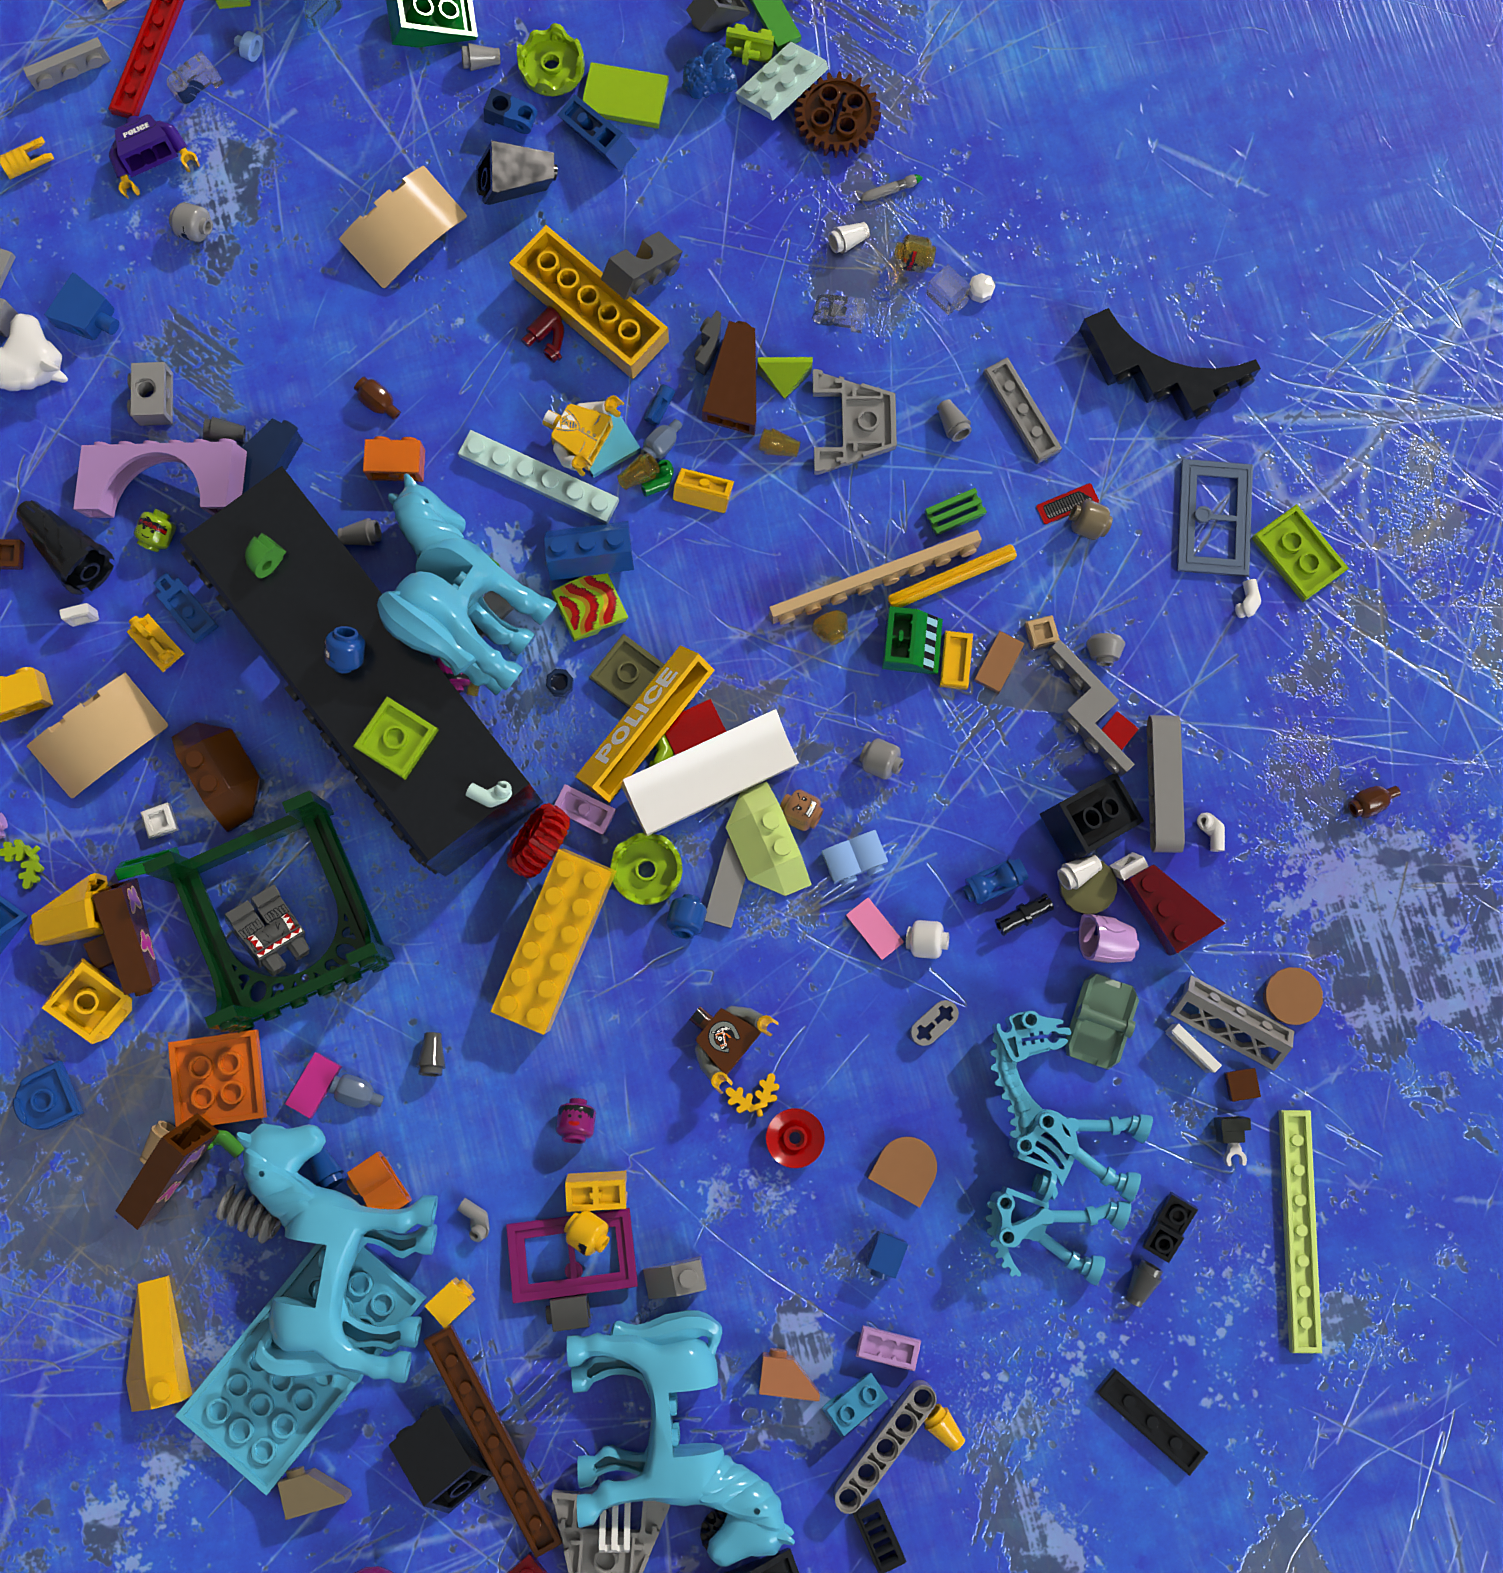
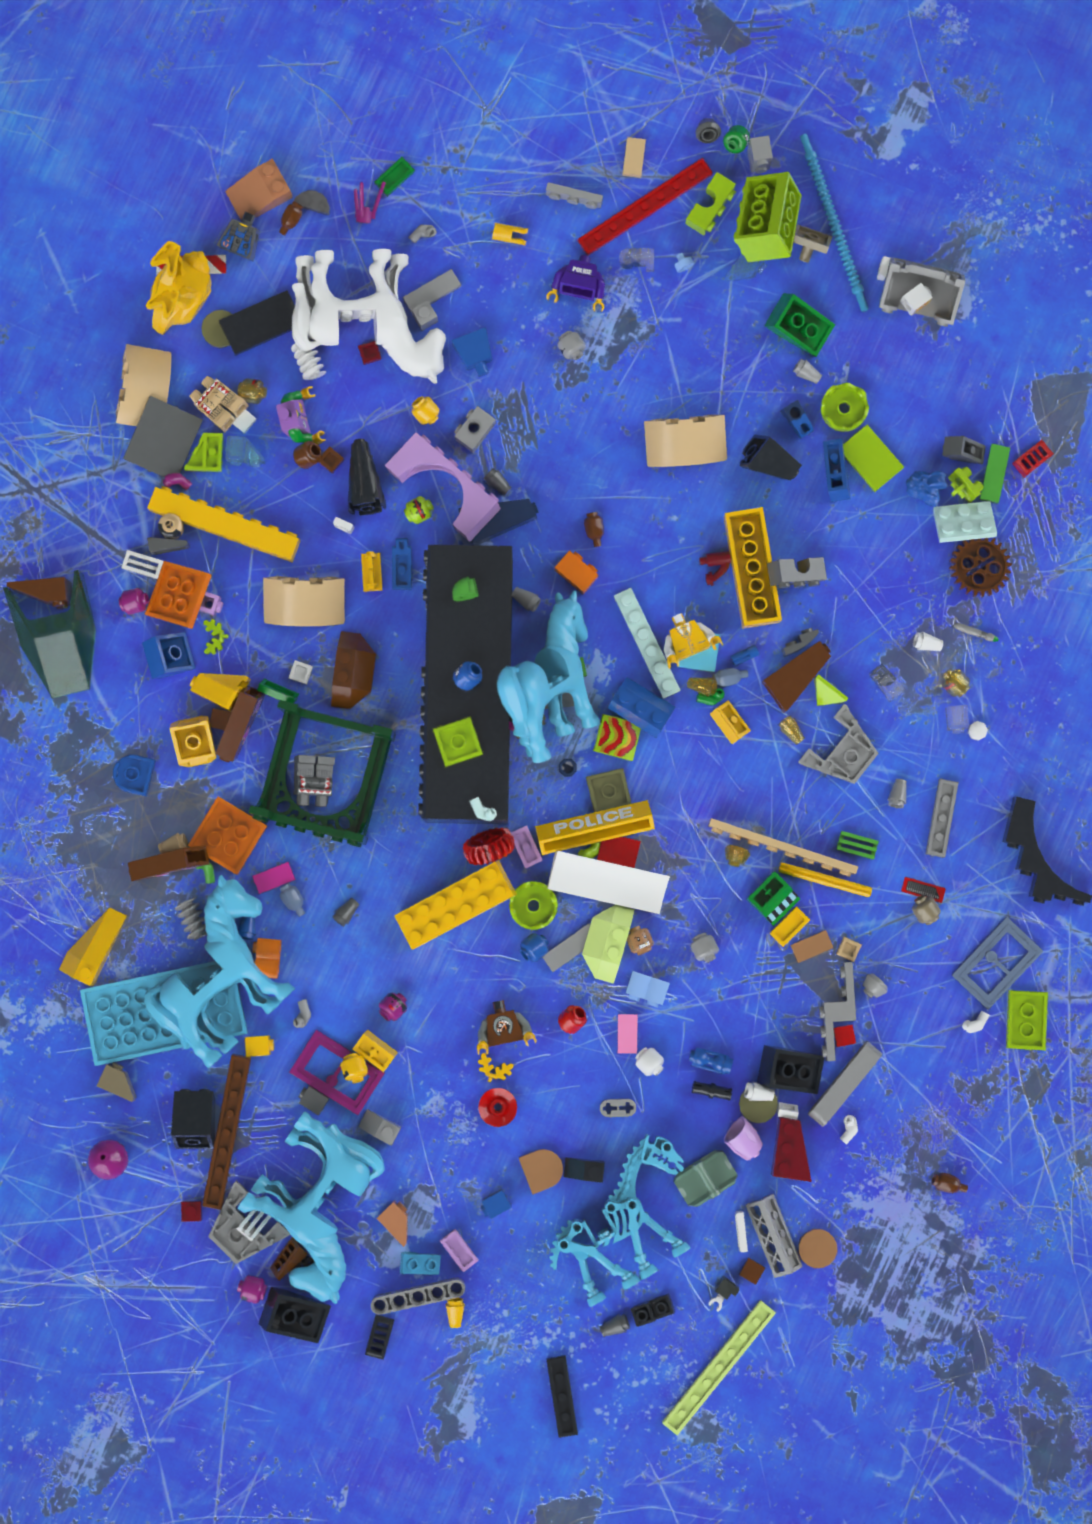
camera: 40 degrees right, 5 degrees up
(76, 415) = (425, 410): none -> yellow head
(693, 1529) = (288, 1258): none -> reddish brown slope
(798, 963) = (572, 1019): none -> red head
(955, 1127) = (584, 1169): none -> black slope

